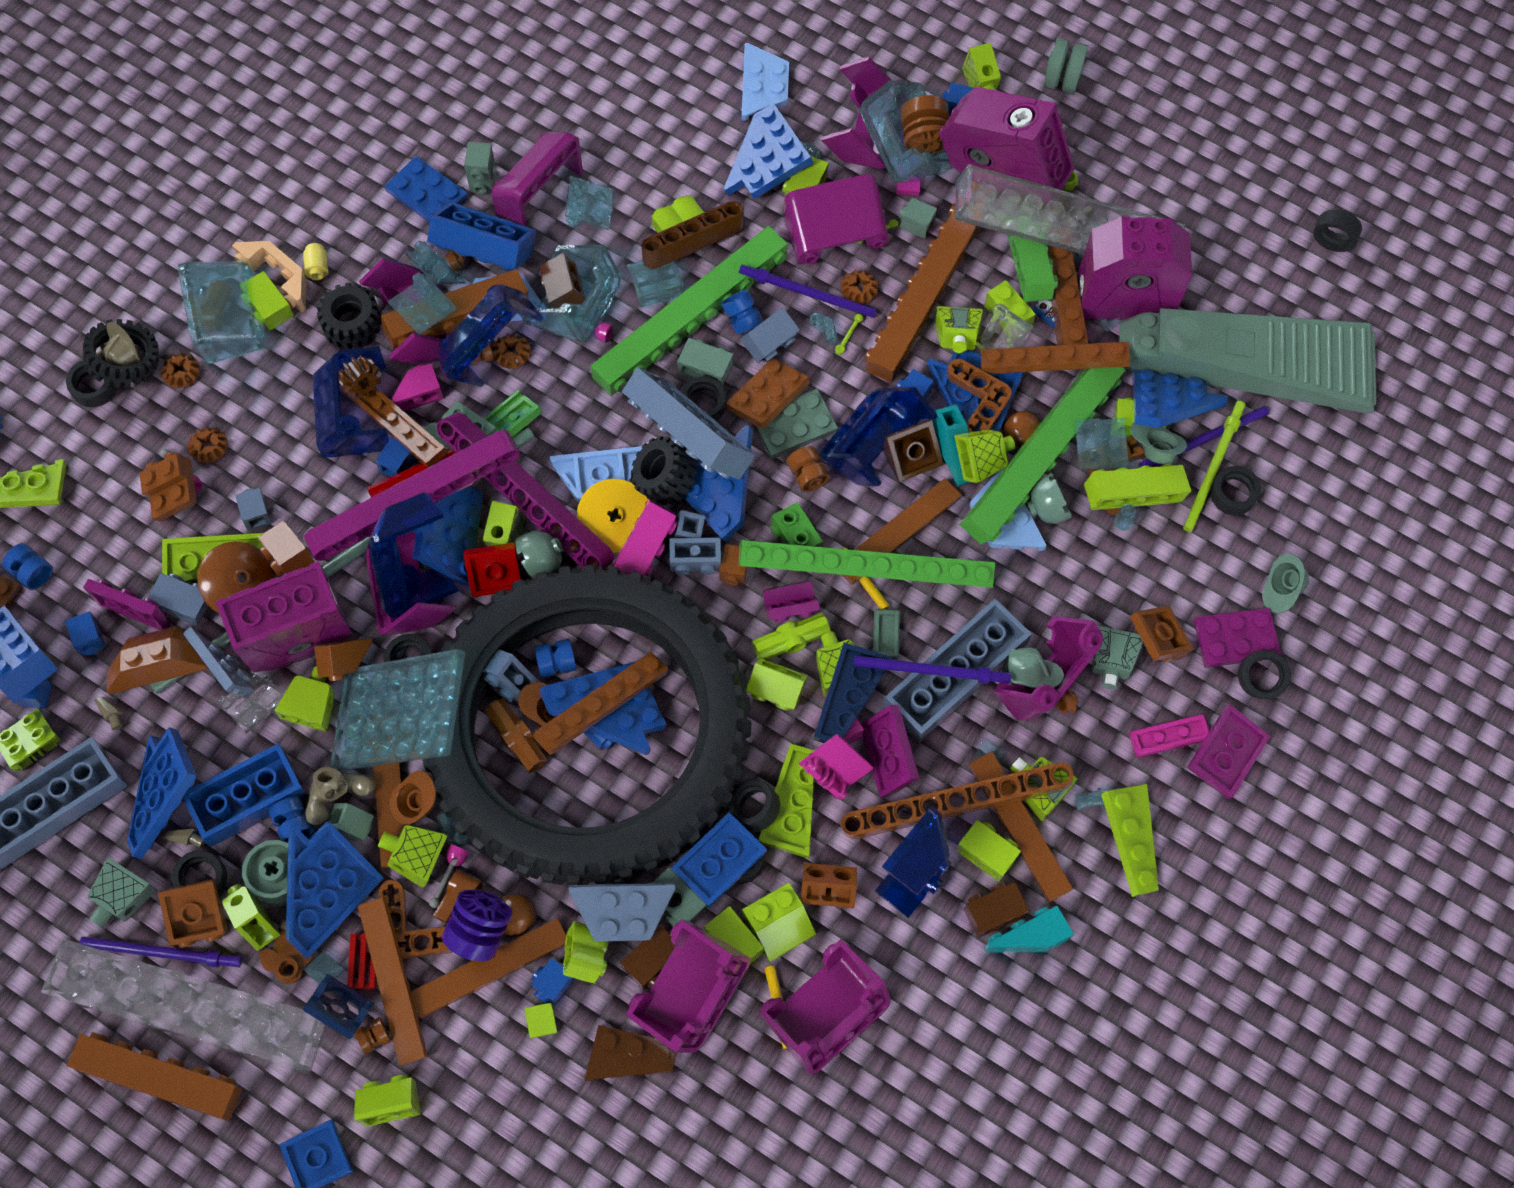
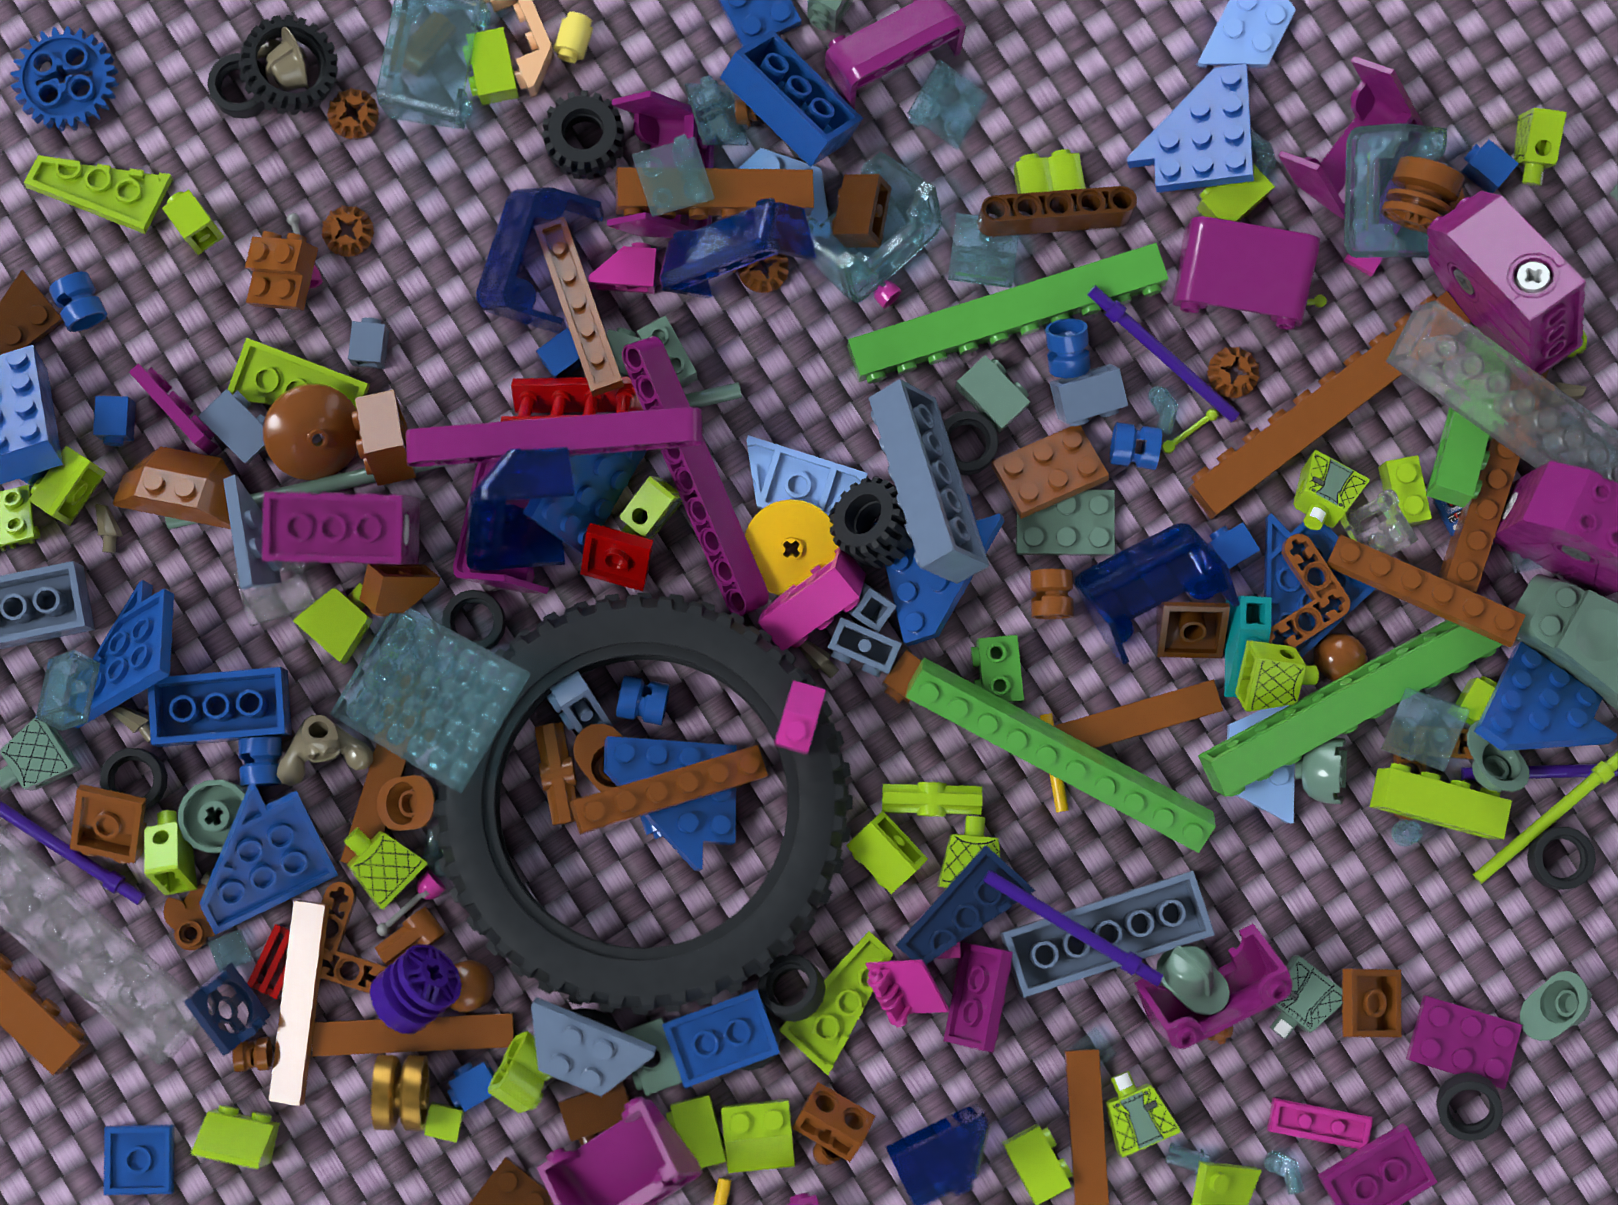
camera: 20 degrees right, 15 degrees up
(67, 692) = (66, 486): none -> lime slope
(92, 477) = (192, 221): none -> lime brick
(123, 830) = (67, 690): none -> clear light blue brick
(350, 821) = (324, 794): sand green brick -> none
(359, 376) = (560, 234): reddish brown gear -> none
(494, 1009) = (400, 1092): none -> pearl gold wheel
(513, 413) = (725, 358): bright green plate -> none
(540, 552) = (680, 563): sand green cylinder -> none
(668, 579) = (818, 658): none -> dark tan bar
(672, 607) = (800, 717): none -> dark pink slope
(790, 601) = (950, 756): magenta bracket -> none
(809, 357) = (1124, 443): none -> blue wheel
(834, 914) = (824, 1156): none -> dark orange hinge
(886, 632) = (1046, 845): sand green tile -> none
(917, 217) = (1352, 310): sand green brick -> none
(967, 792) = (1043, 1090): dark orange beam -> none
(1163, 774) = (1287, 1168): none -> clear light blue arm

